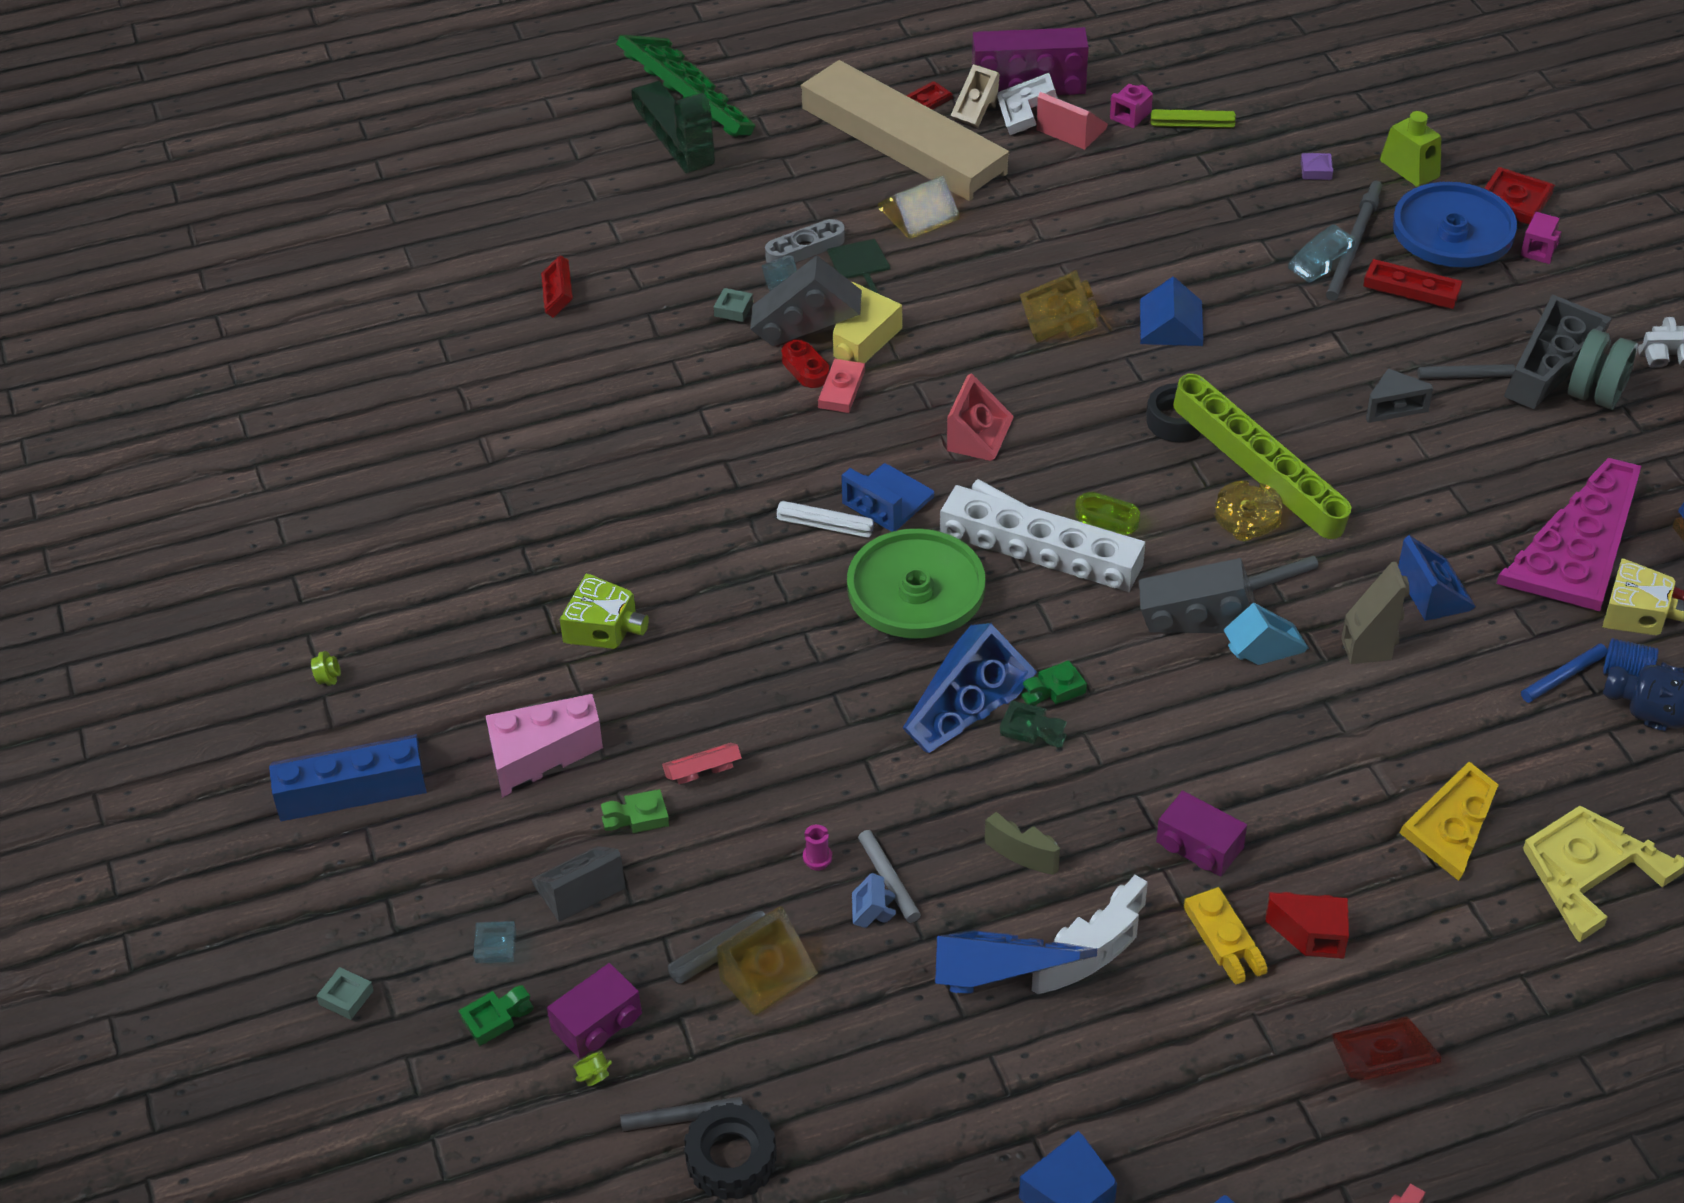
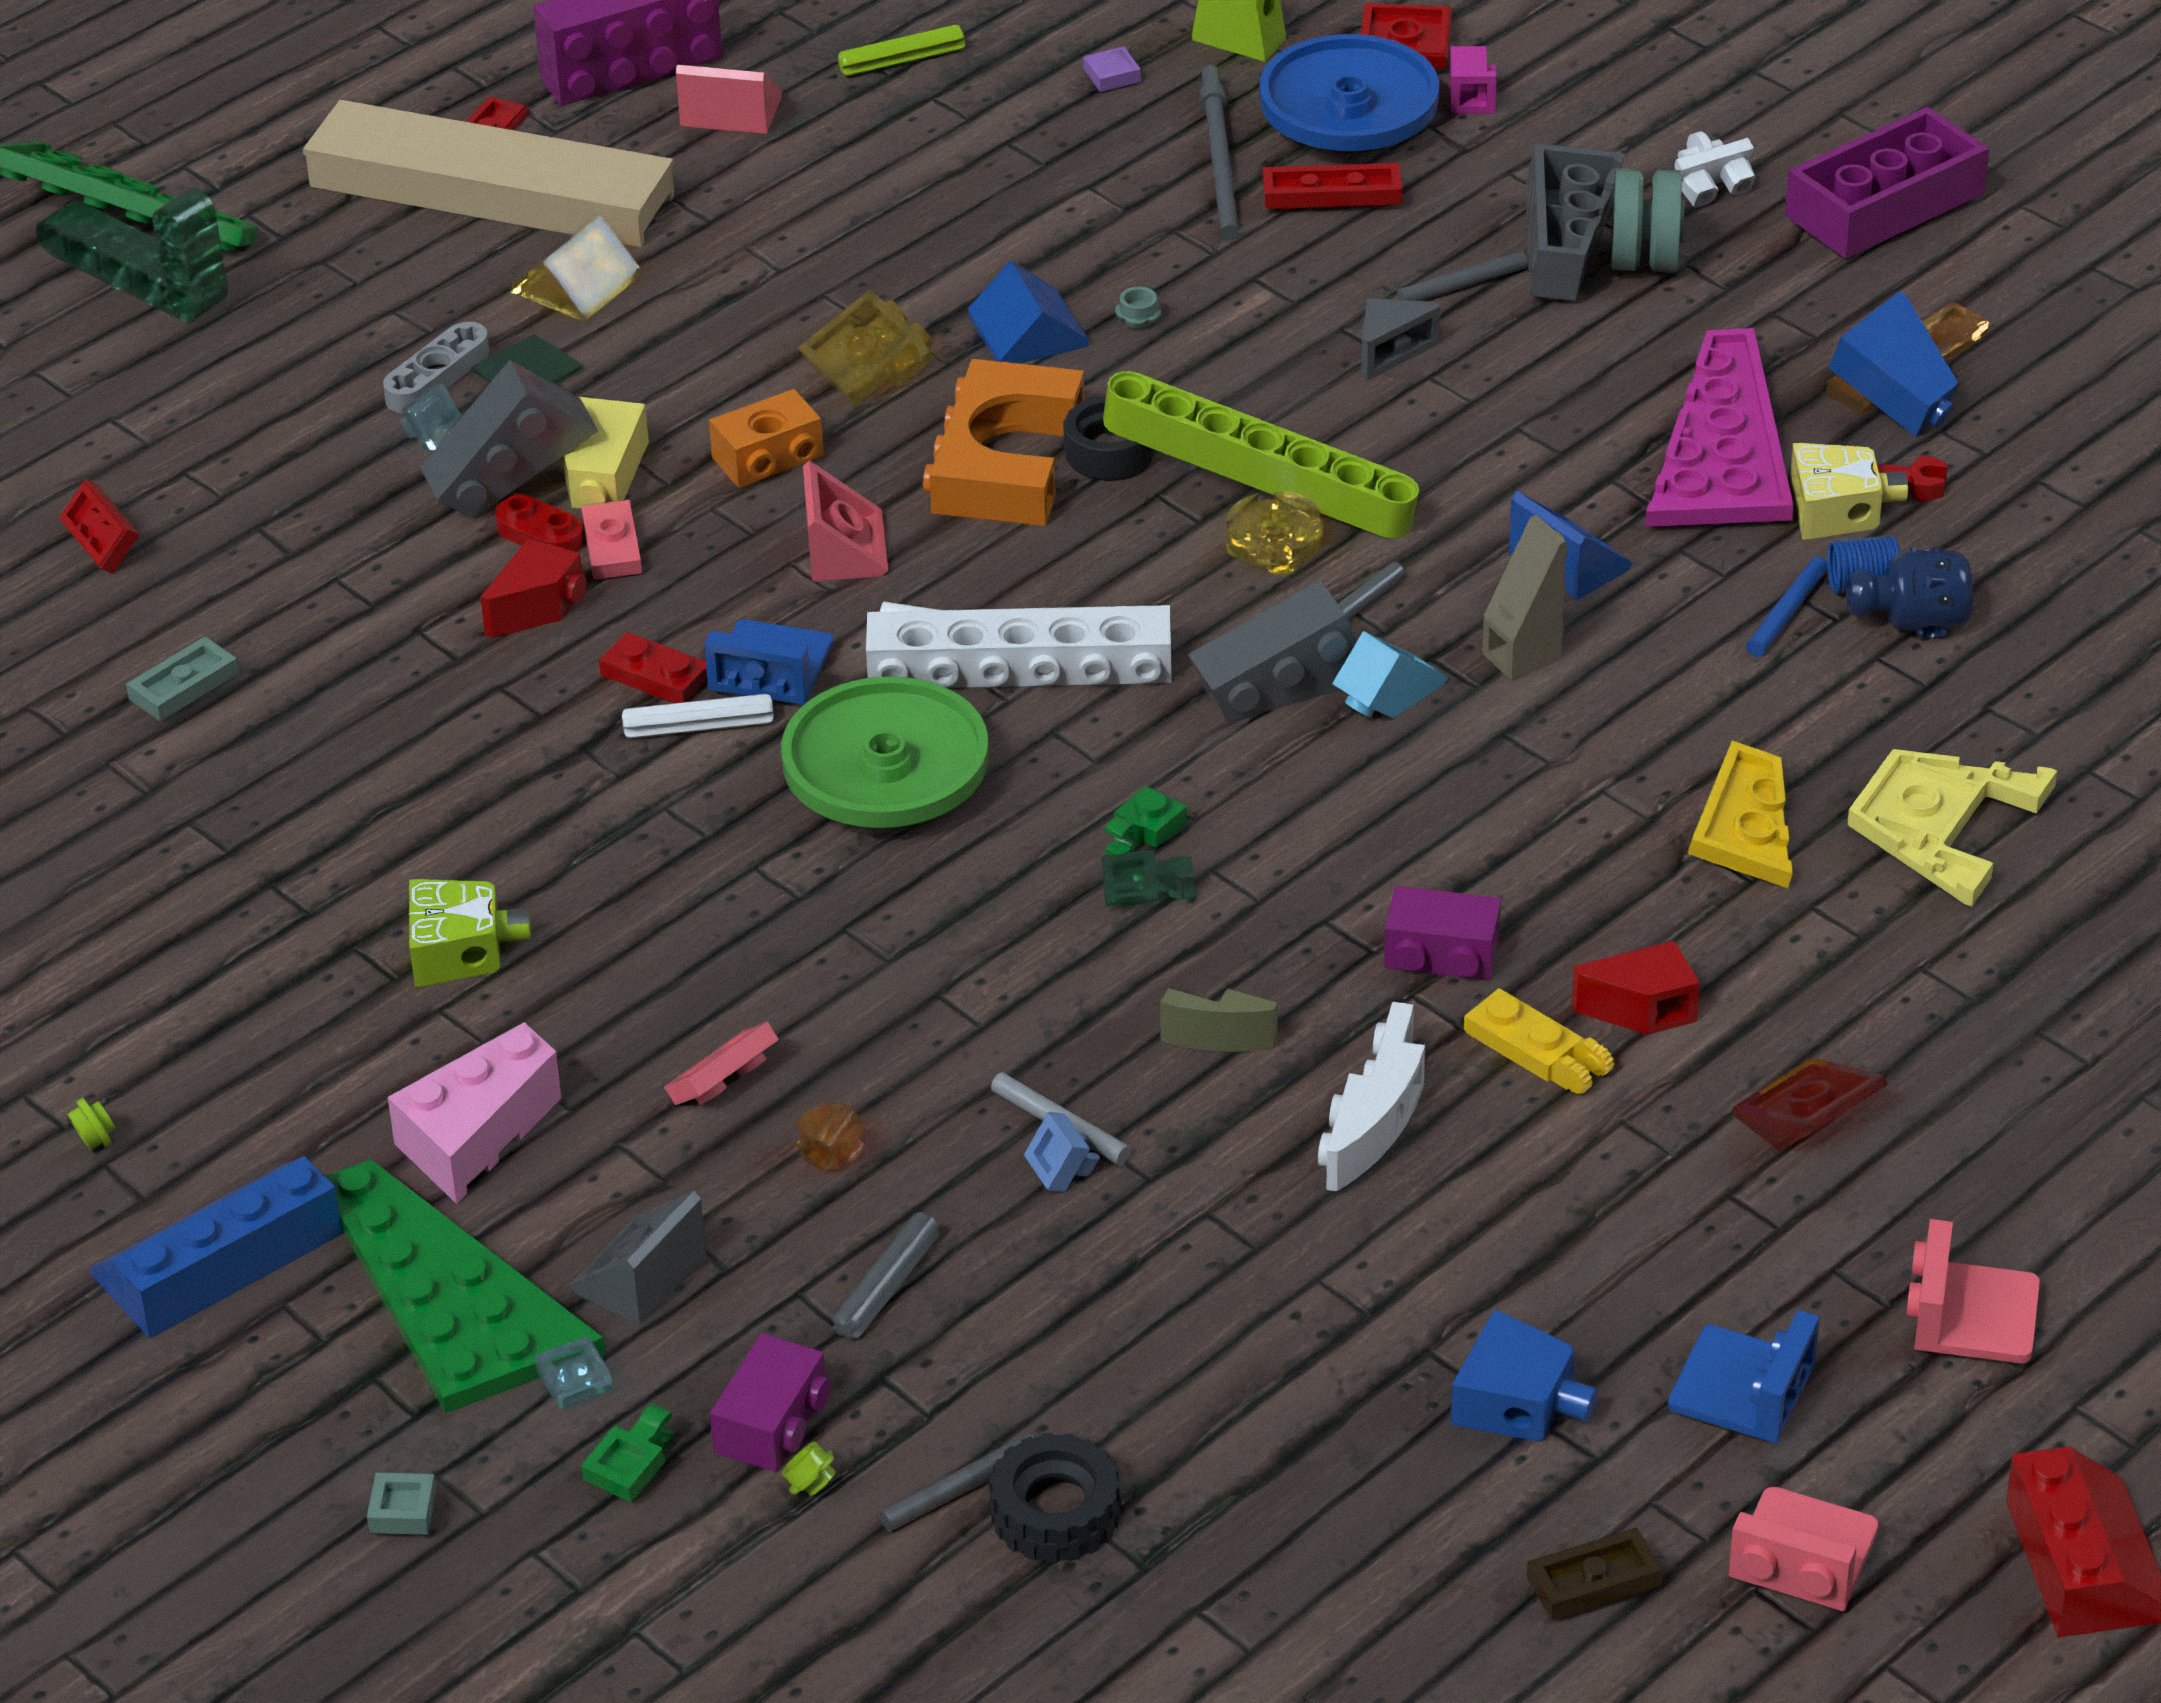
camera: 25 degrees left, 5 degrees down
(459, 859) = (452, 1299): none -> green wing
(546, 397) = (182, 678): none -> sand green plate
(641, 812) = (669, 1153): bright green plate -> none
(733, 304) = (385, 477): sand green plate -> none
(736, 836) = (830, 1136): none -> clear orange gear
(764, 961) = (964, 1268): clear yellow slope -> none
(773, 404) = (533, 589): none -> red slope
(817, 478) = (654, 668): none -> red plate
(817, 853) = (949, 1123): dark pink pin -> none
(967, 348) = (766, 438): none -> orange brick
(970, 683) = (1032, 851): blue wedge -> none
(976, 95) = (575, 96): tan slope -> none
(991, 957) = (1267, 1159): blue wedge -> none
(1019, 99) = (640, 90): white plate -> none
(1107, 513) = (1088, 588): clear neon green plate -> none
(1114, 366) = (991, 402): none -> orange arch
(1136, 98) = (804, 42): dark pink brick -> none
(1245, 329) = (1138, 307): none -> sand green plate
(1317, 255) = (1185, 178): clear light blue slope -> none

